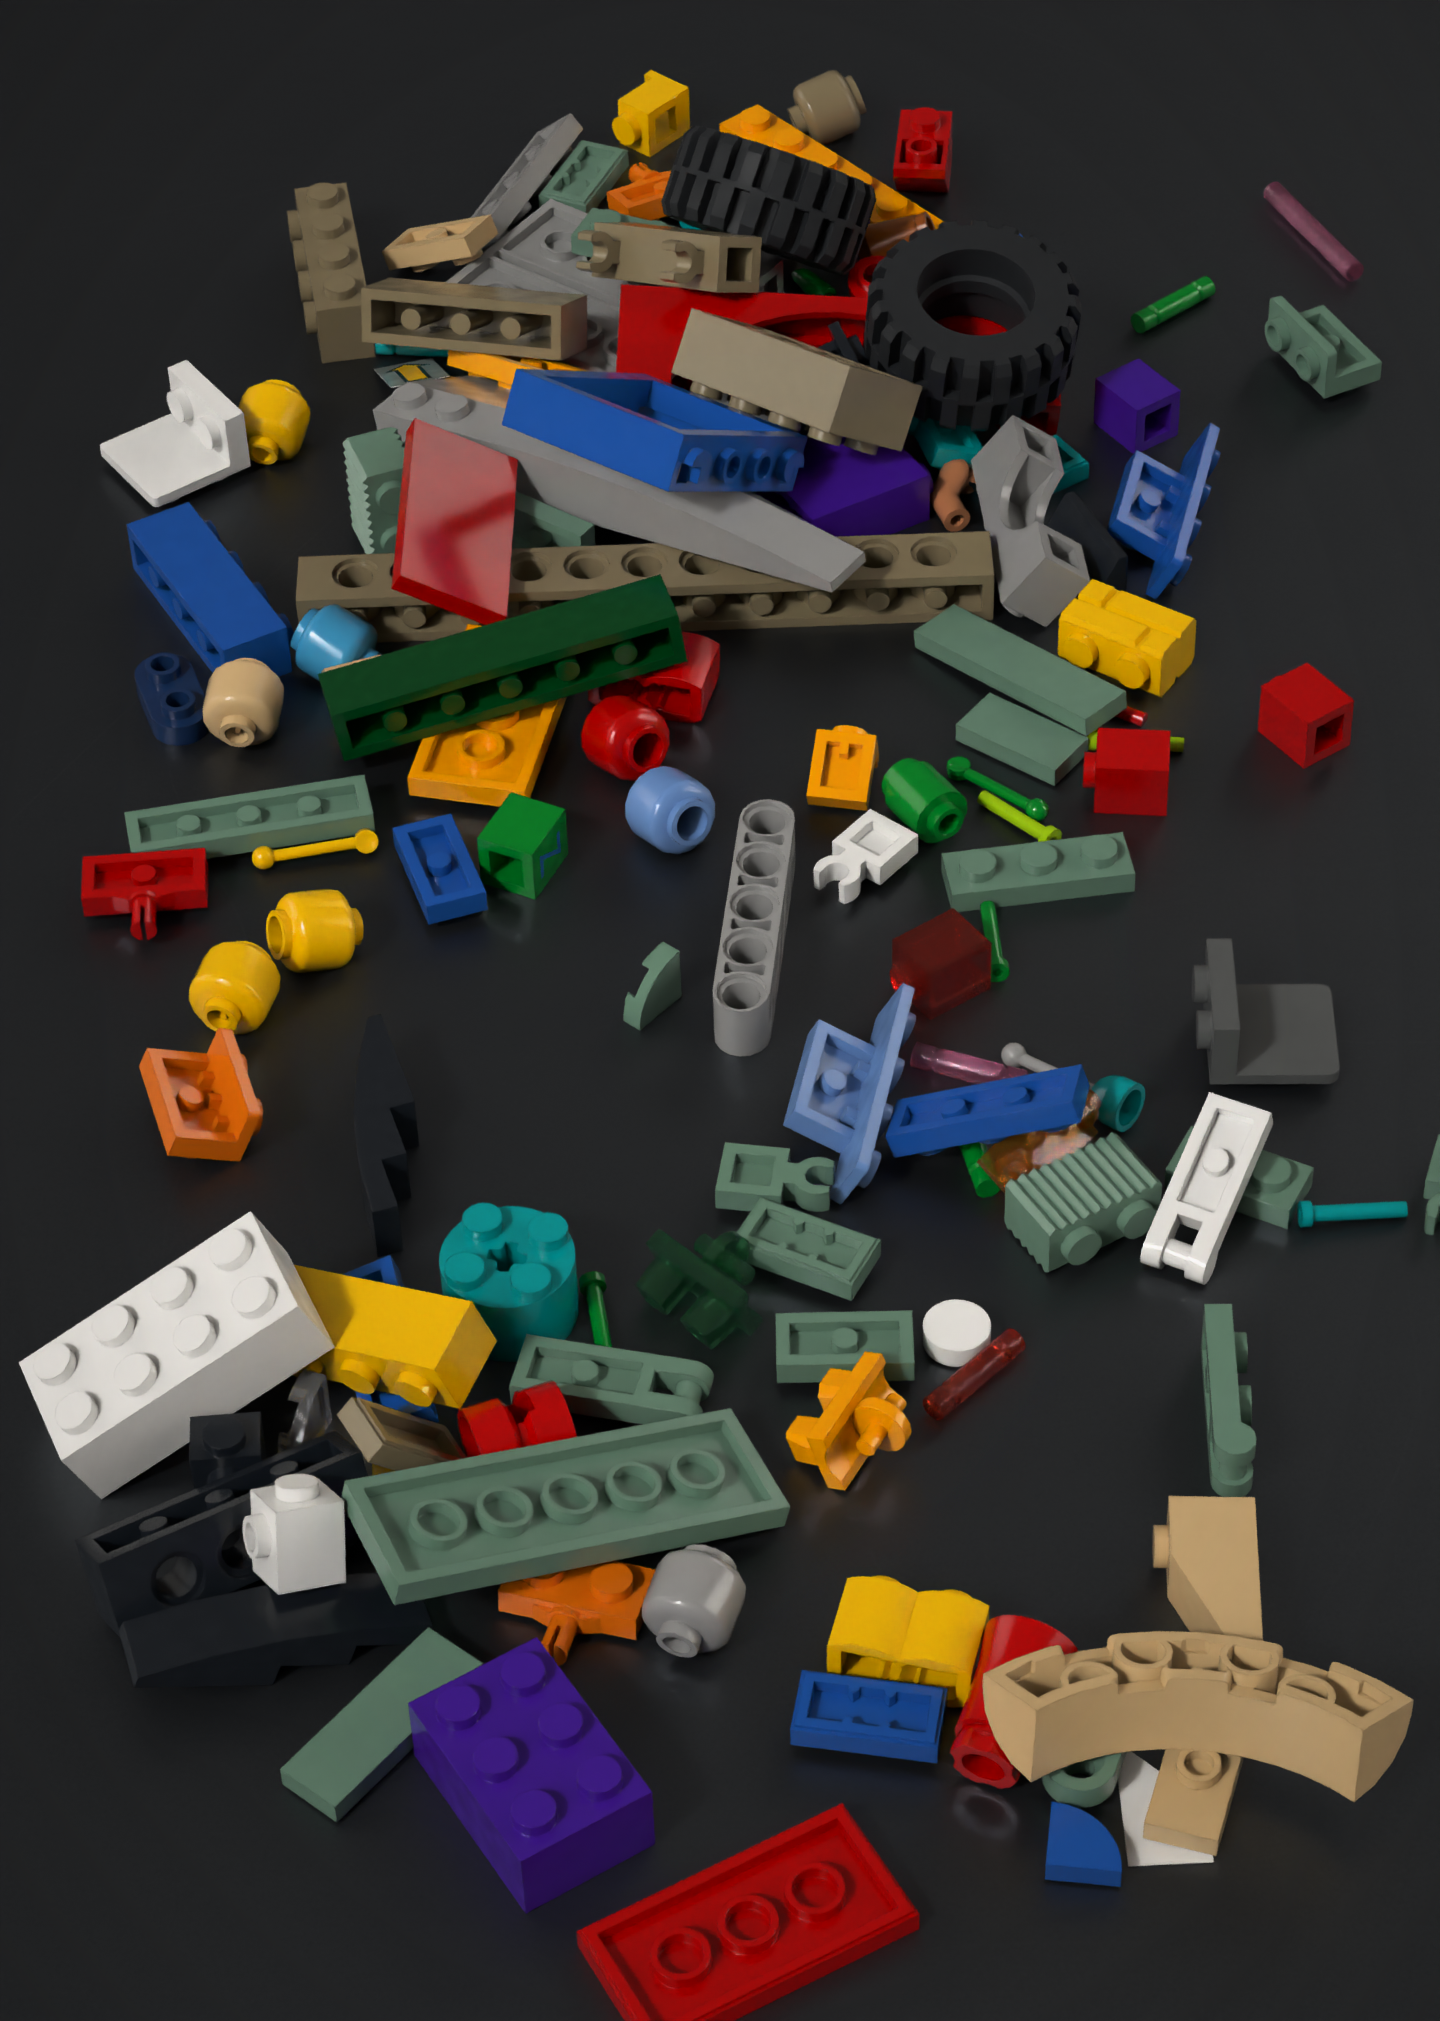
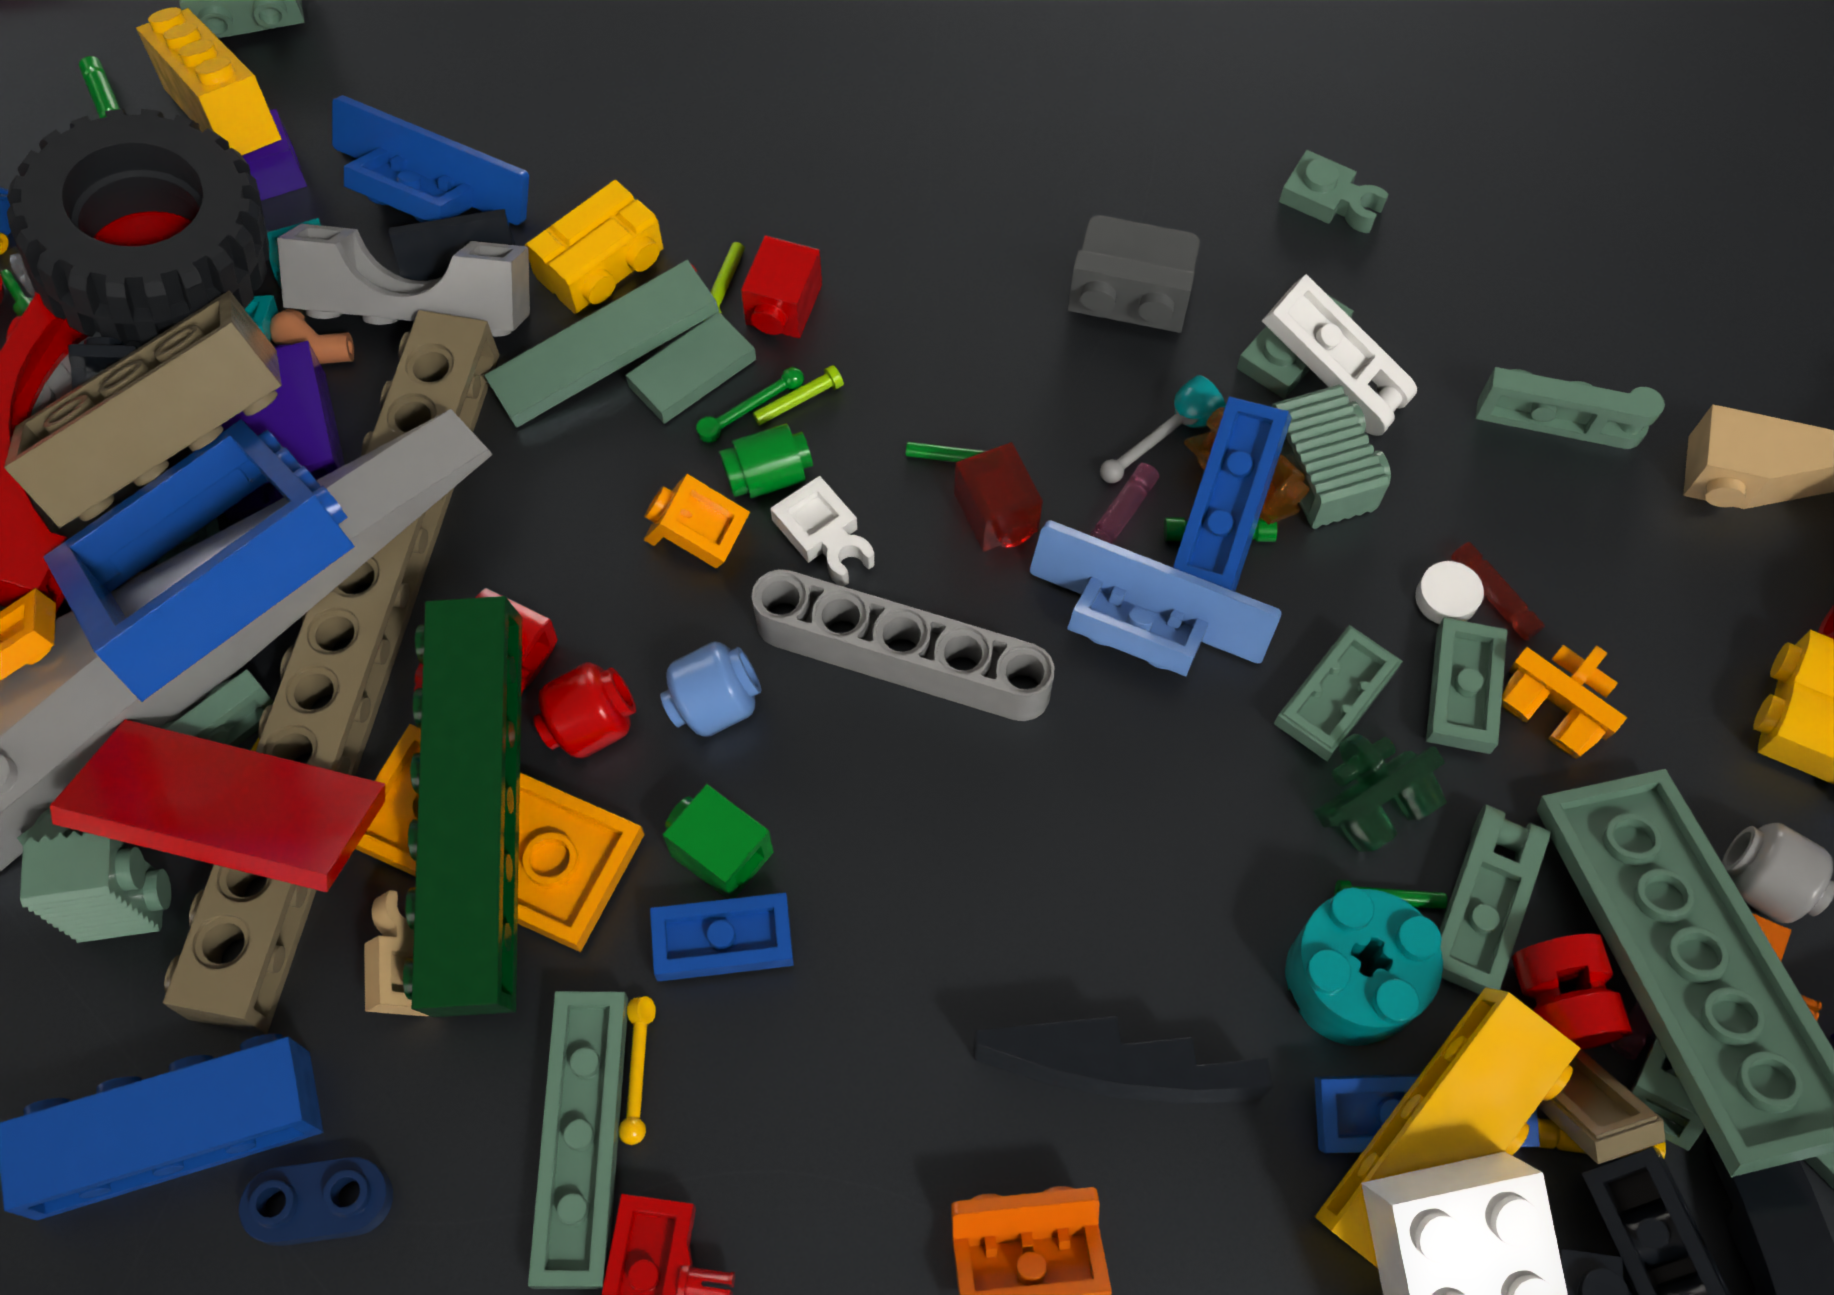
camera: 80 degrees left, 20 degrees up
(236, 985) = (865, 1191): yellow head -> none
(243, 700) = (381, 1112): tan head -> none
(296, 1534) = (1742, 1234): white brick -> none
(314, 930) = (792, 1088): yellow head -> none
(331, 639) = (317, 989): dark azure head -> none
(657, 990) = (961, 757): sand green tile -> none
(768, 1173) = (1244, 709): sand green plate -> none
(1038, 871) = (876, 399): sand green plate -> none
(1176, 334) = (208, 79): none -> yellow brick
(1305, 715) = (749, 142): red brick -> none
(1311, 1213) = (1346, 272): teal piece -> none

